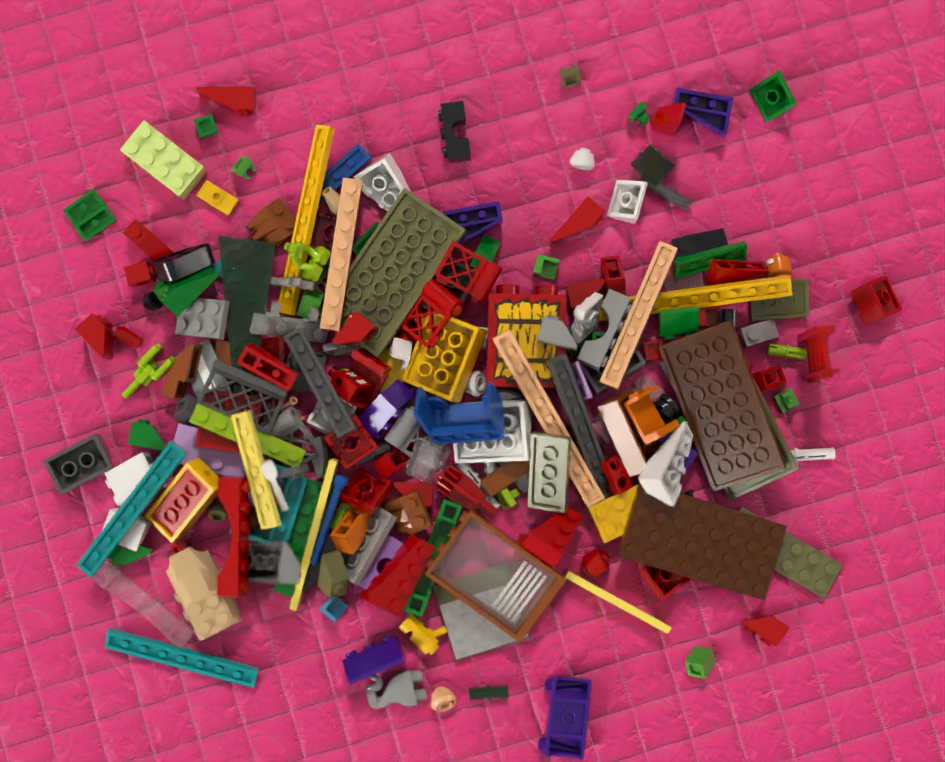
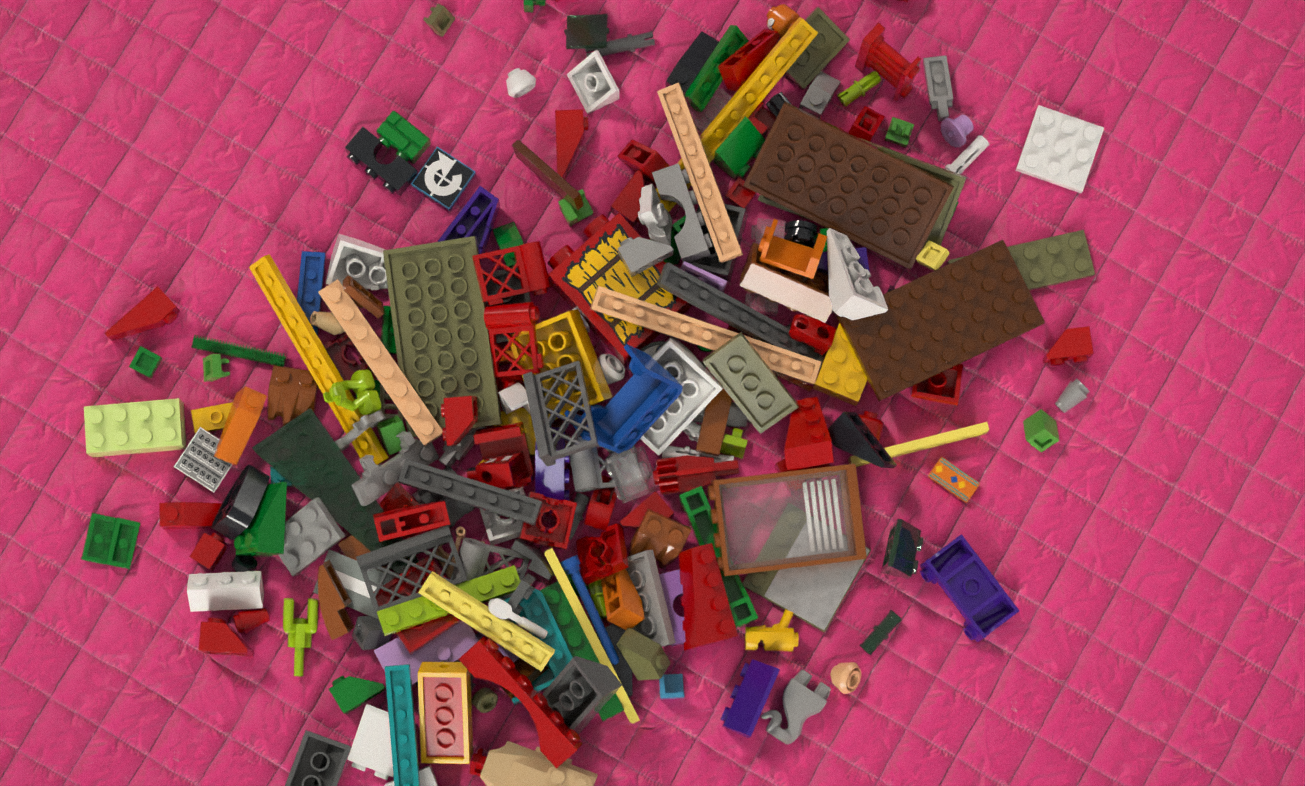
camera: 45 degrees left, 5 degrees down
(126, 307) = (225, 591): none -> white brick
(188, 218) = (199, 461): none -> light grey tile
(224, 215) = (240, 424): none -> orange slope
(268, 173) = (230, 350): none -> green axle
(367, 204) = (363, 297): none -> dark orange plate
(403, 374) = (540, 413): none -> dark grey fence
(481, 129) = (403, 137): none -> green brick
(483, 176) = (443, 178): none -> tile
(546, 231) = (547, 174): none -> reddish brown tile
(546, 656) = (901, 550): none -> slope
(581, 565) = (854, 437): none -> black slope
(619, 642) = (953, 480): none -> orange tile
(733, 496) = (932, 255): none -> light yellow tile
(739, 659) = (1072, 395): none -> light grey cone
(822, 432) = (956, 129): none -> lavender piece
(837, 394) = (938, 85): none -> light grey hinge
(875, 501) = (1059, 149): none -> white plate

